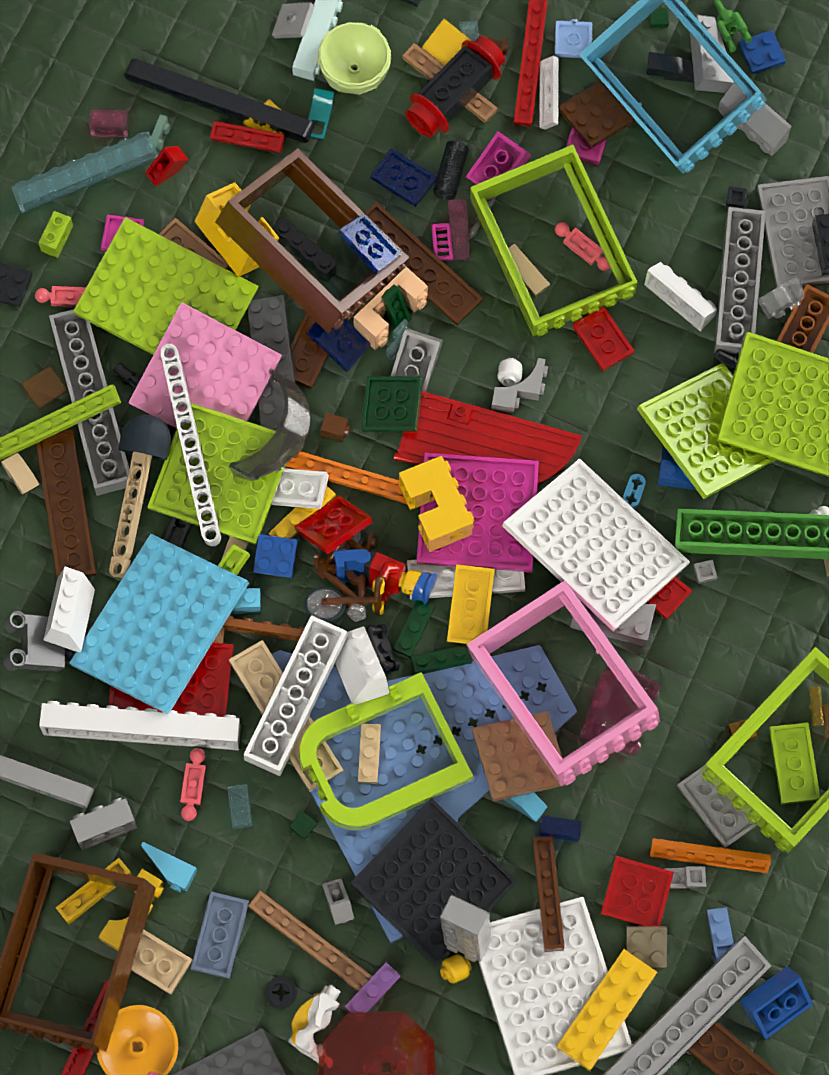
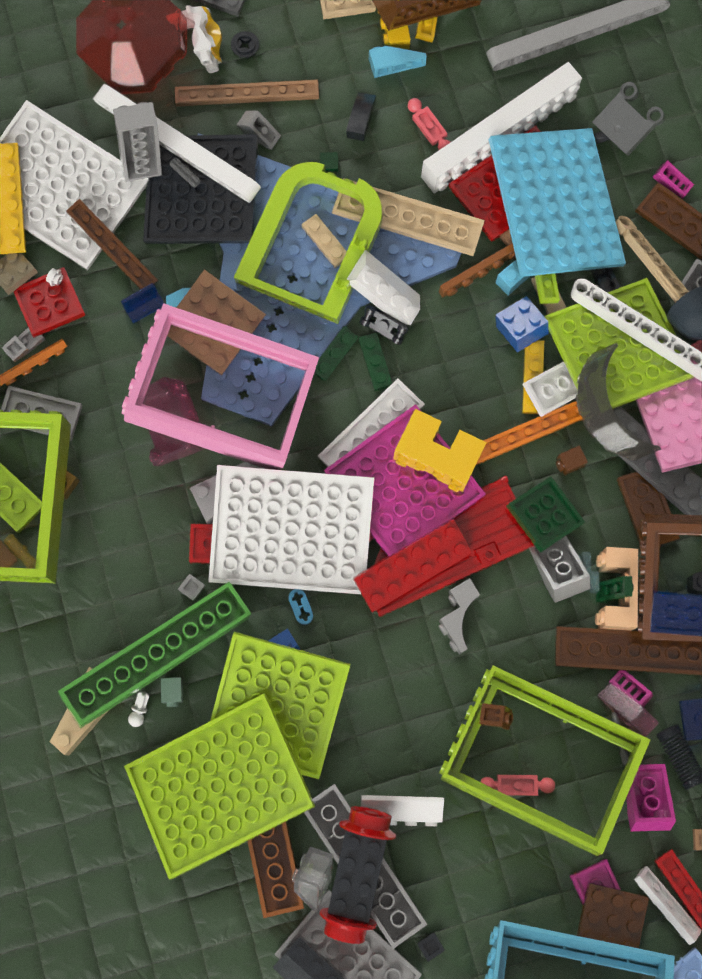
camera: 140 degrees right, 5 degrees up
(43, 586) = (677, 175): none -> dark pink slope
(70, 610) = (626, 159): white slope -> none
(103, 823) = (464, 46): light grey brick -> none
(220, 935) = (320, 49): sand blue tile -> none
(239, 806) = (383, 139): clear light blue slope -> none
(241, 840) = (360, 116): none -> black slope
(295, 695) = (412, 226): white brick -> none
(333, 524) = (501, 378): red plate -> none
(342, 345) = (623, 528): clear blue plate -> none
(362, 569) = (451, 312): piece -> none
(373, 990) = (181, 90): medium lavender plate -> none
(423, 935) = (188, 150): none -> white beam
(436, 902) = (182, 170): none -> dark grey axle
(470, 603) = (347, 407): yellow plate -> none
(510, 372) = (480, 621): white head -> none
(526, 447) = (412, 565): none -> red plate
(531, 276) = (543, 723): tan tile -> none
(565, 286) = (496, 716): none -> reddish brown bracket
(603, 338) = (432, 715): red plate -> none
(617, 905) = (54, 277): none -> white plate
(726, 359) = (318, 783): black axle -> none
(751, 269) = (357, 875): none -> brick
(782, 504) = (172, 691): none -> sand green brick

